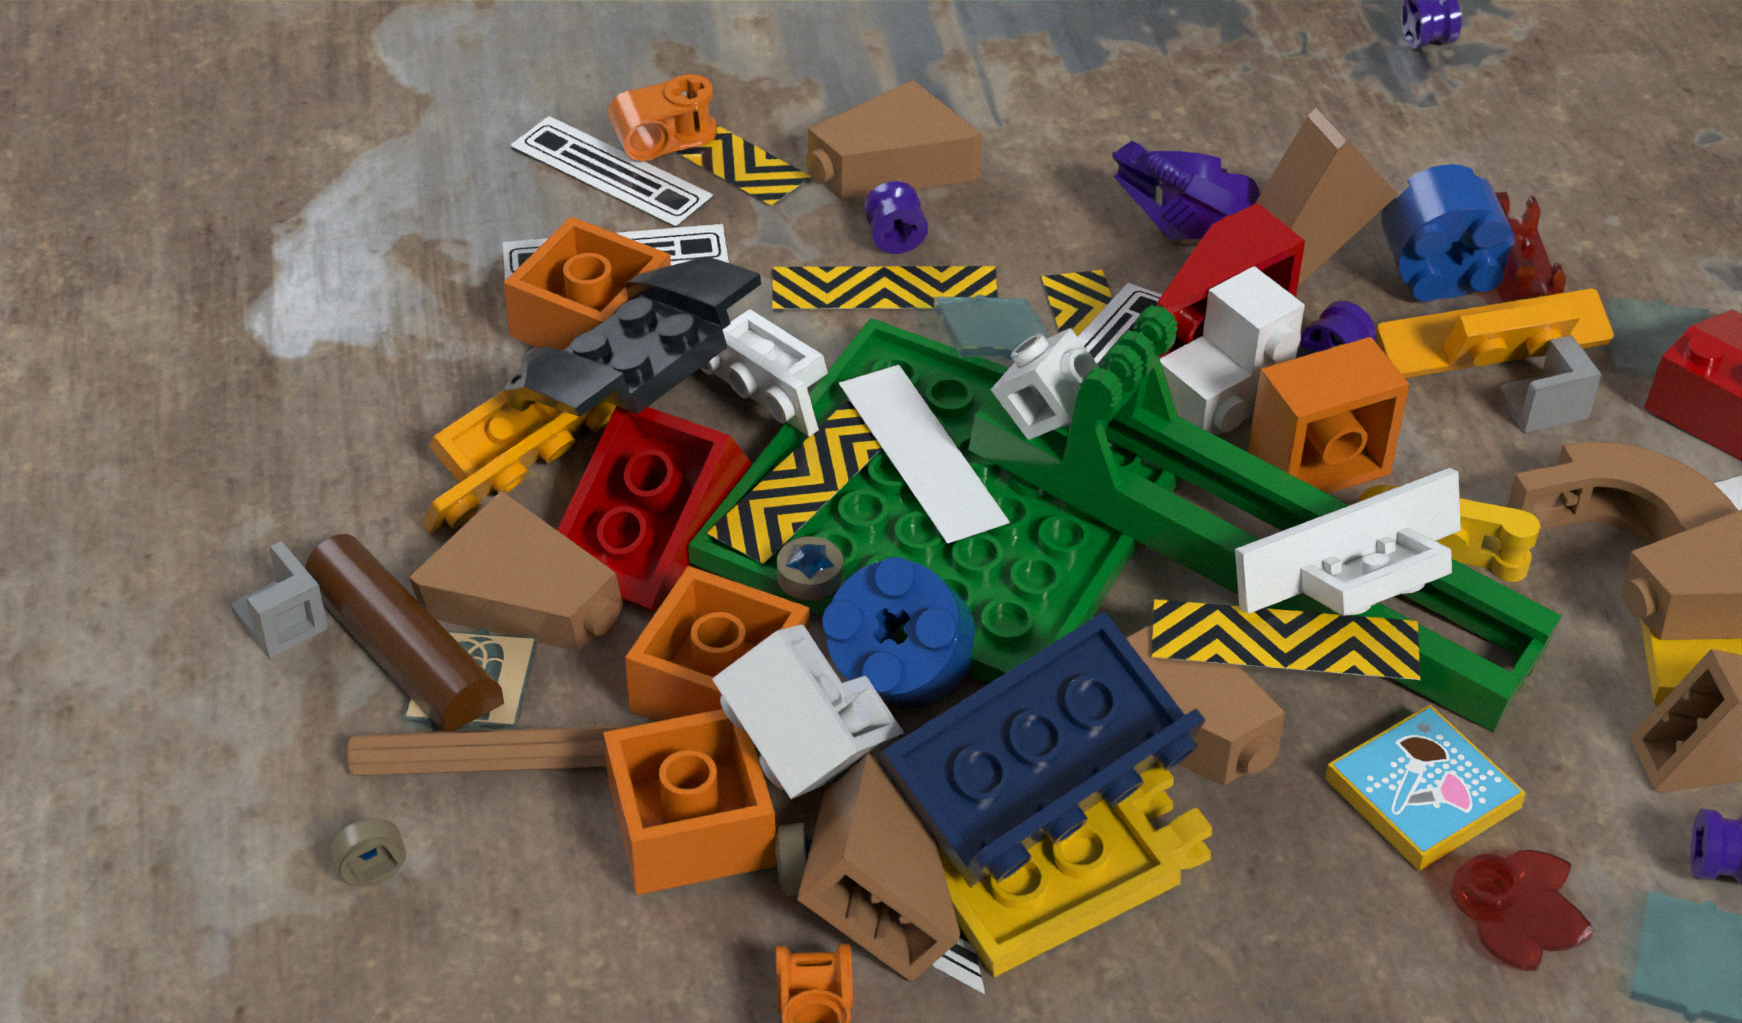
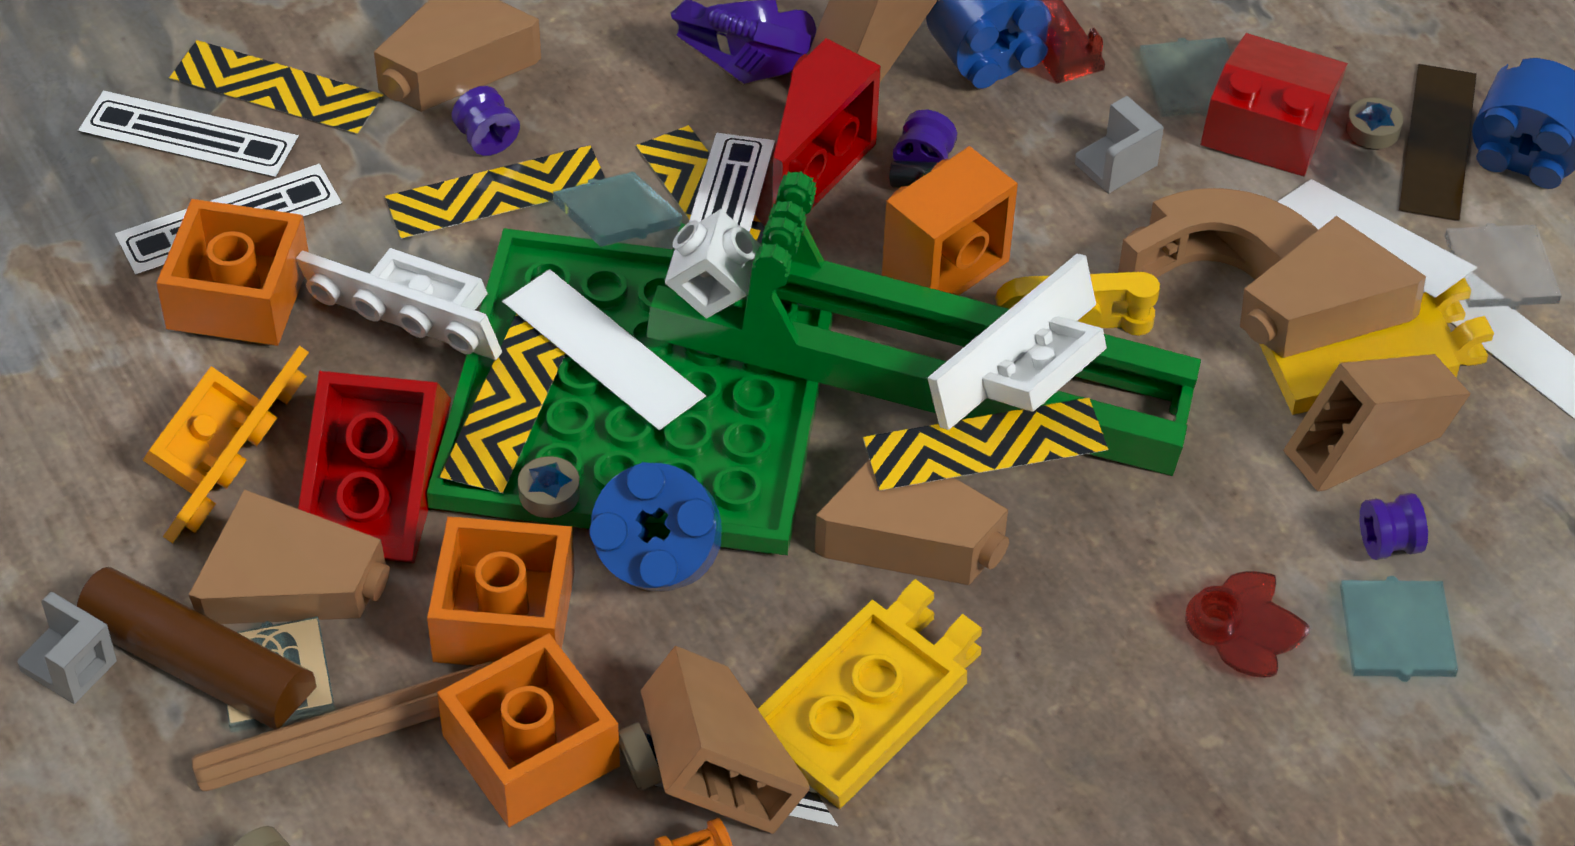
camera: 20 degrees left, 5 degrees up
(642, 349) = (323, 315): black piece -> none
(661, 119) = (222, 74): orange piece -> none
(802, 713) = (610, 627): white brick -> none
(1040, 750) = (820, 602): dark blue bracket -> none
(1245, 329) = (854, 174): white brick -> none
(1424, 787) = (1135, 540): tile -> none
(1493, 333) = (1056, 105): light orange bracket -> none

